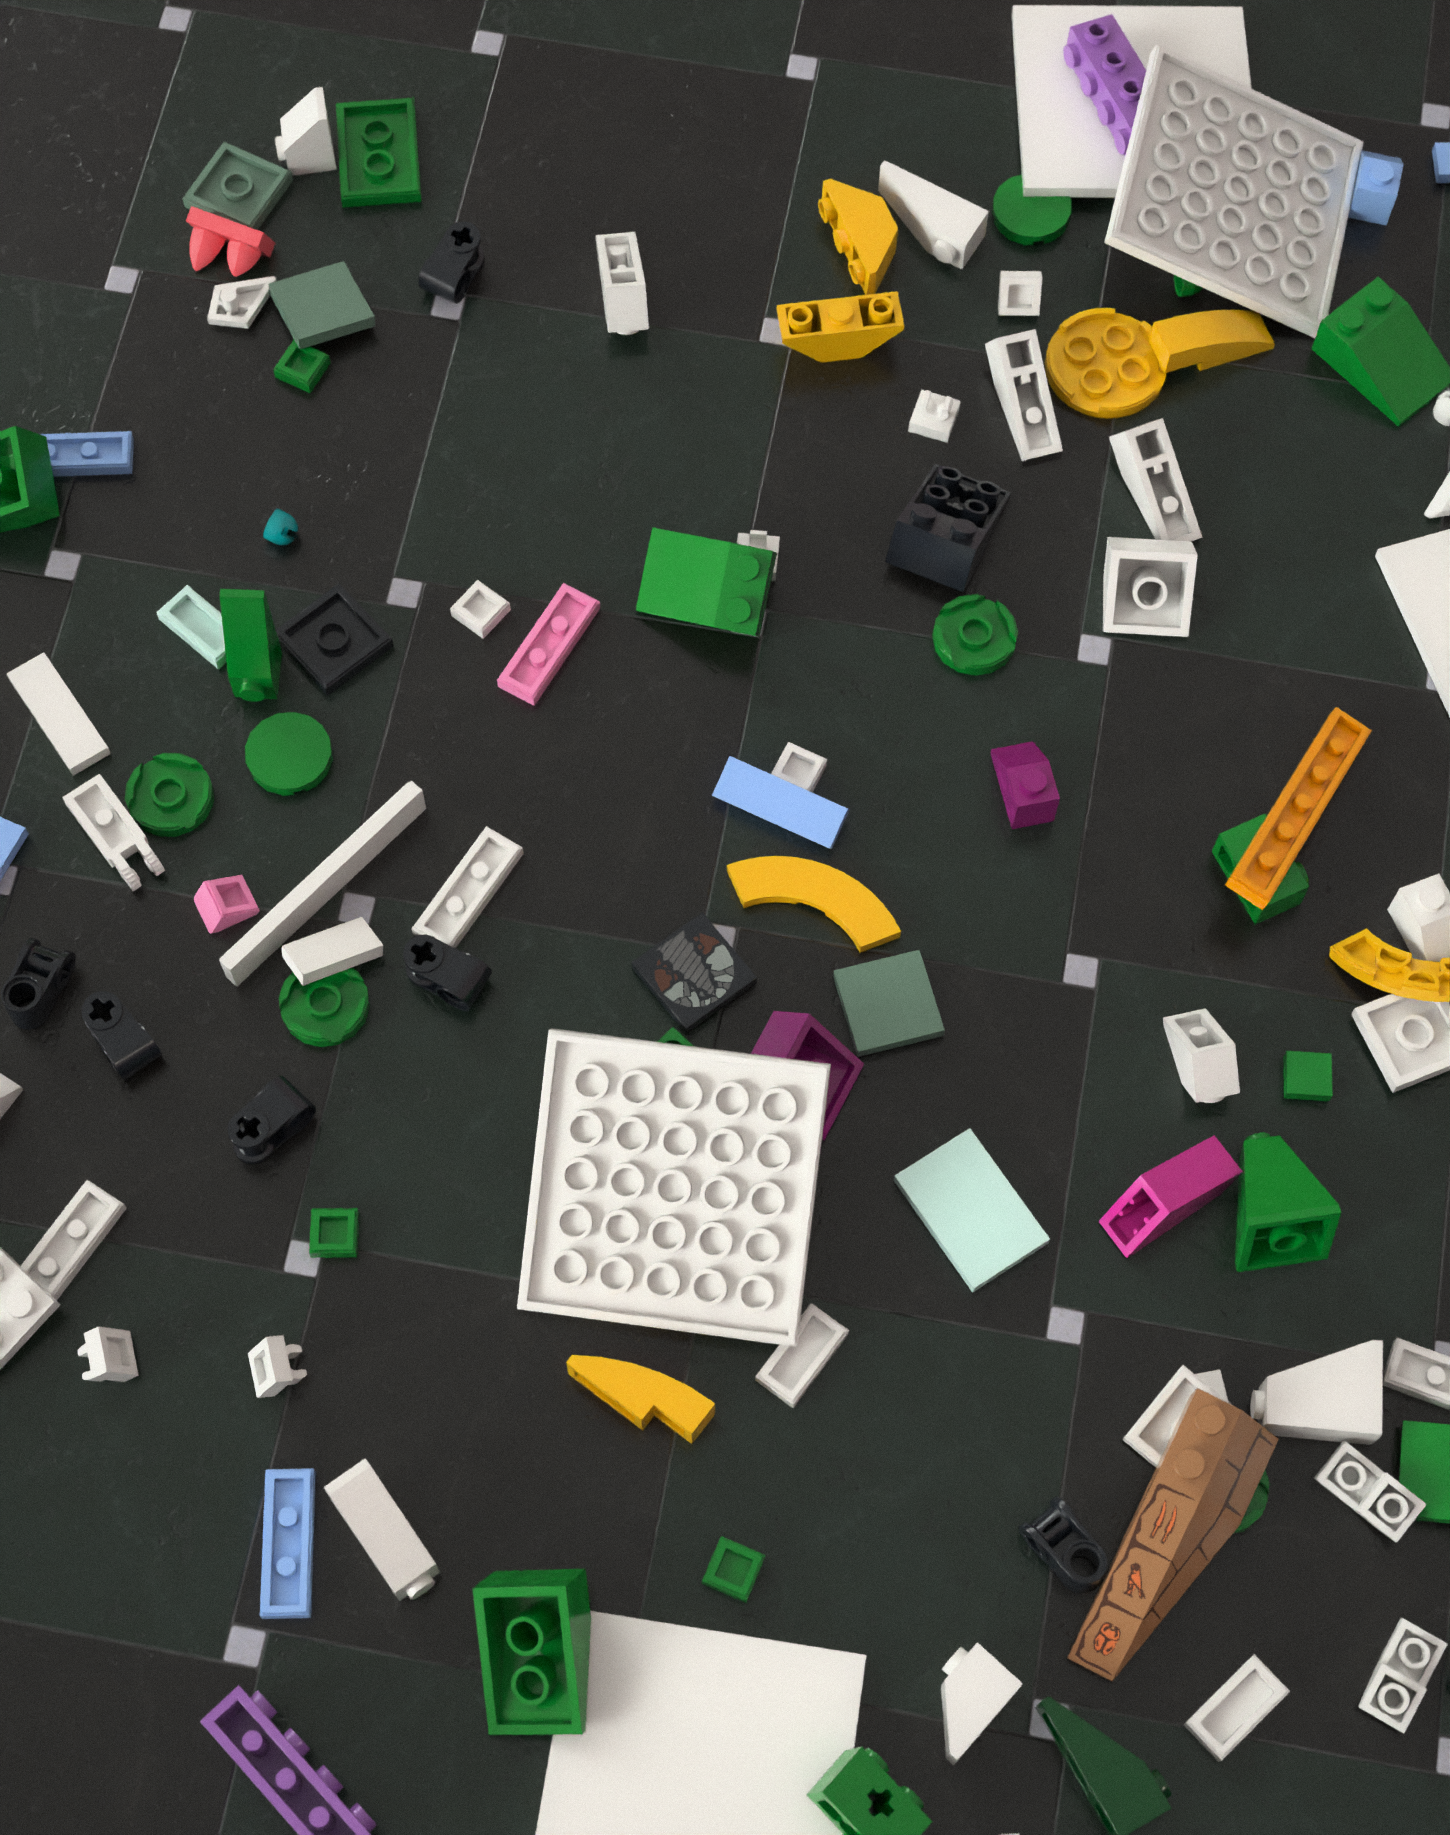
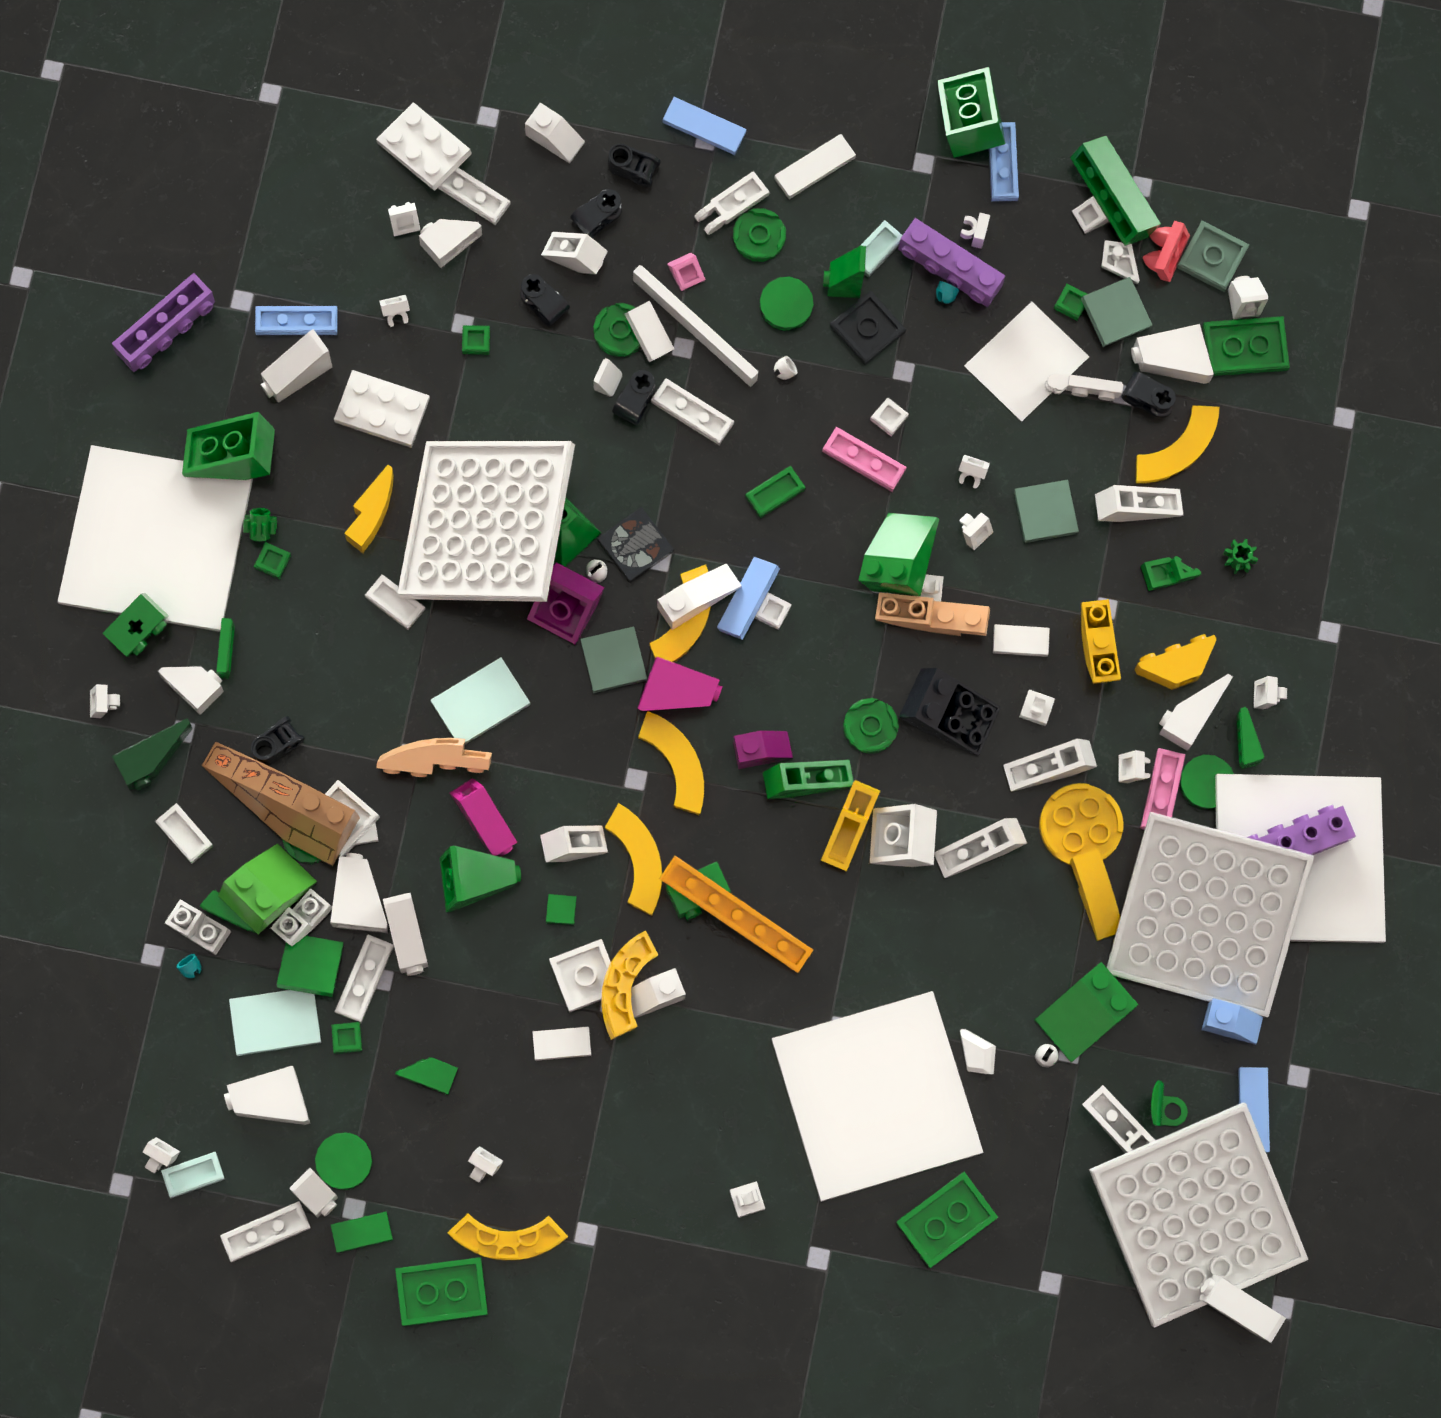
camera: 85 degrees right, 10 degrees up
(131, 296) = (1120, 197): none -> brick
(151, 1281) = (448, 238): none -> white slope
(164, 339) = (1090, 215): none -> white slope
(182, 479) = (978, 229): none -> white tile
(186, 1071) = (575, 252): none -> white slope
(233, 516) = (951, 262): none -> medium lavender brick
(392, 229) = (1174, 354): none -> white slope
(393, 428) = (1023, 358): none -> white sticker
(398, 750) = (786, 368): none -> white hinge
(409, 1020) = (607, 378): none -> white slope
(439, 347) = (1083, 386): none -> white hinge
(455, 1387) = (381, 408): none -> white plate
(538, 226) = (1184, 451): none -> yellow tile
(566, 490) = (973, 467): none -> white tile
(603, 768) = (775, 492): none -> green tile
(631, 401) = (1046, 511): none -> sand green tile
(663, 489) = (976, 530): none -> white tile
(673, 1588) = (260, 524): none -> green gear
(699, 157) = (1241, 548): none -> green gear
(721, 251) = (1167, 572): none -> green slope
(733, 1038) = (600, 574): none -> white hinge
(786, 871) = (697, 595): none -> white slope
(801, 542) = (932, 615): none -> light nougat slope
(832, 435) = (1021, 640): none -> white tile
(900, 130) = (1268, 693): none -> white tile
(902, 1642) = (225, 648): none -> green tile
(937, 902) = (677, 687): none -> dark pink slope
(972, 154) = (1248, 744): none -> green slope
(1046, 897) = (682, 759): none -> yellow tile
(1058, 263) = (1163, 784): none -> bright pink tile
(1070, 717) = (807, 778): none -> green slope
(1073, 1291) = (423, 755): none -> light nougat slope
(1134, 656) = (850, 825): none -> yellow slope
(1212, 950) = (644, 857): none -> yellow tile
(1333, 1546) = (266, 887): none -> bright green slope
(1370, 1627) = (217, 907): none -> green slope
(1382, 1310) = (405, 934): none -> white slope

